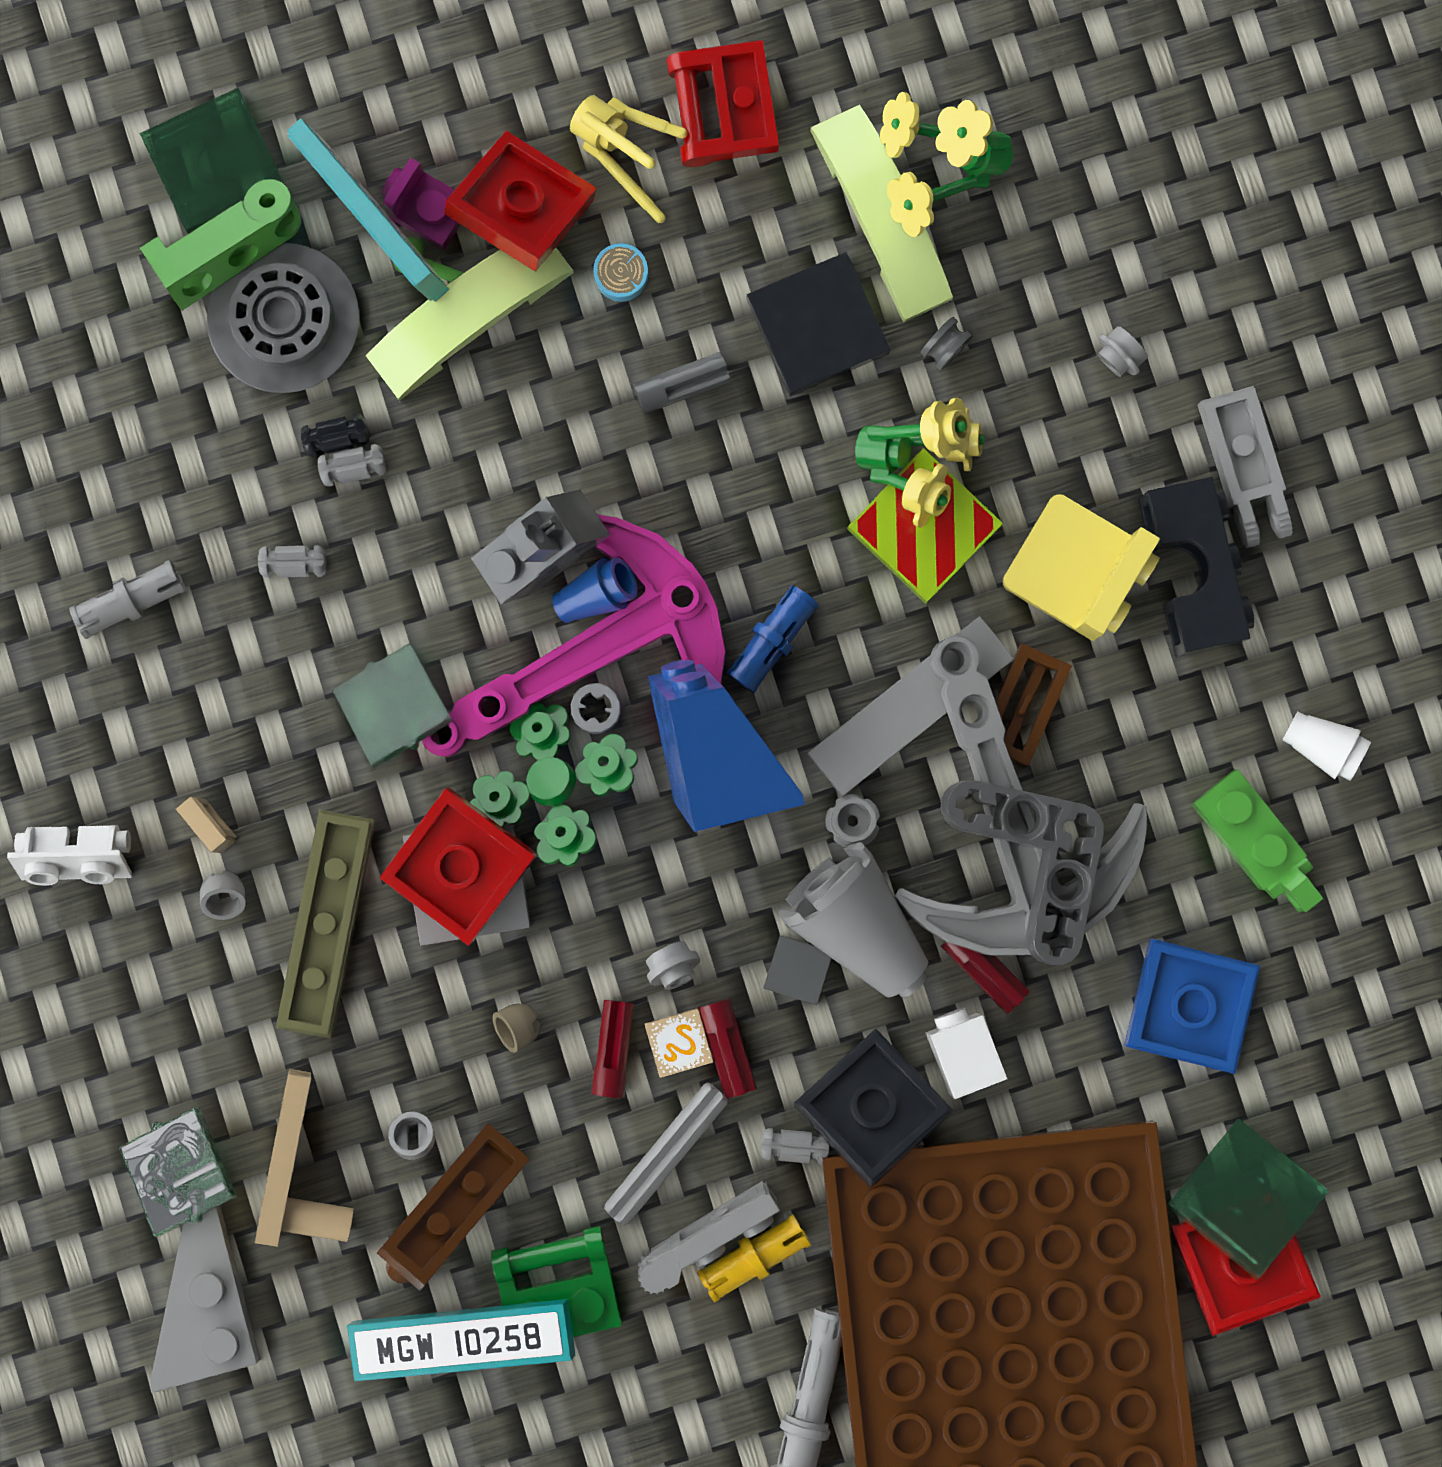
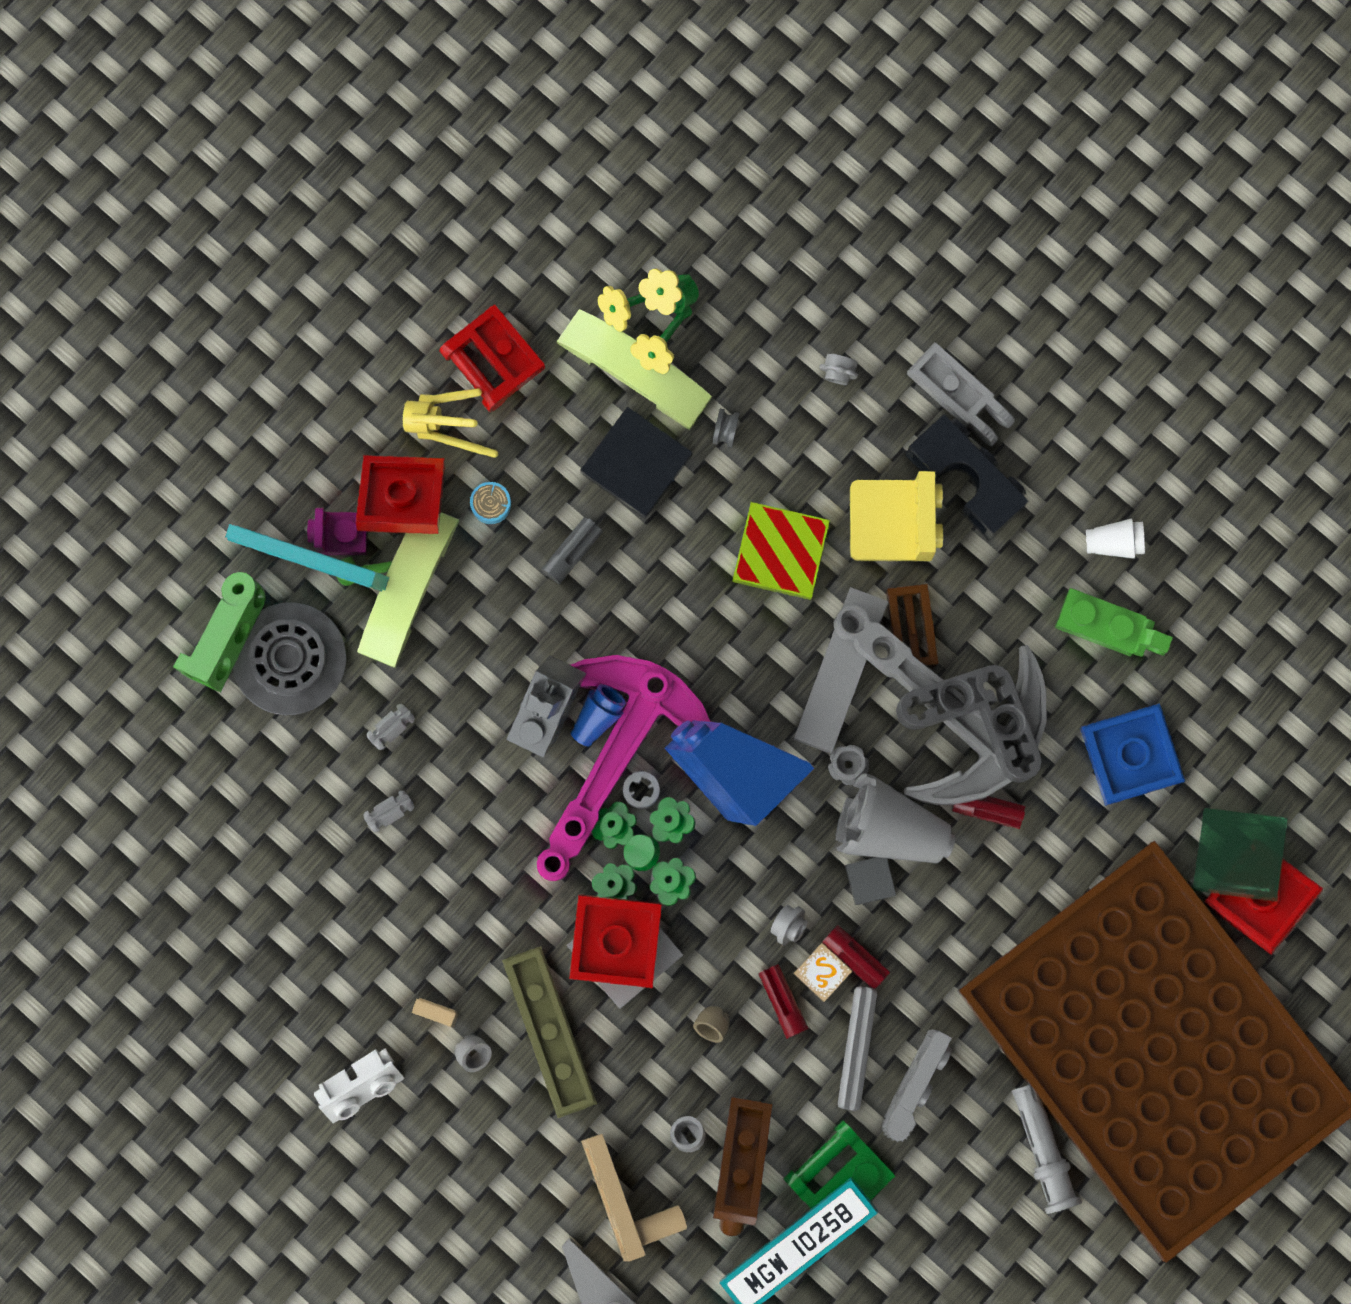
camera: 30 degrees left, 5 degrees down
(127, 599) = (296, 898): light grey pin -> none
(177, 1172) = (550, 1250): piece -> none
(209, 157) = (181, 584): clear green tile -> none
(334, 435) = (367, 714): black piece -> none
(392, 705) = (509, 865): clear green piece -> none
(753, 1258) = (953, 1081): yellow pin -> none
(772, 638) = (727, 679): blue pin -> none
(794, 1146) = (936, 994): light grey piece -> none
(873, 1108) = (971, 938): black tile -> none
(942, 430) = (758, 483): plant -> none
(965, 1053) = (1008, 869): white brick -> none

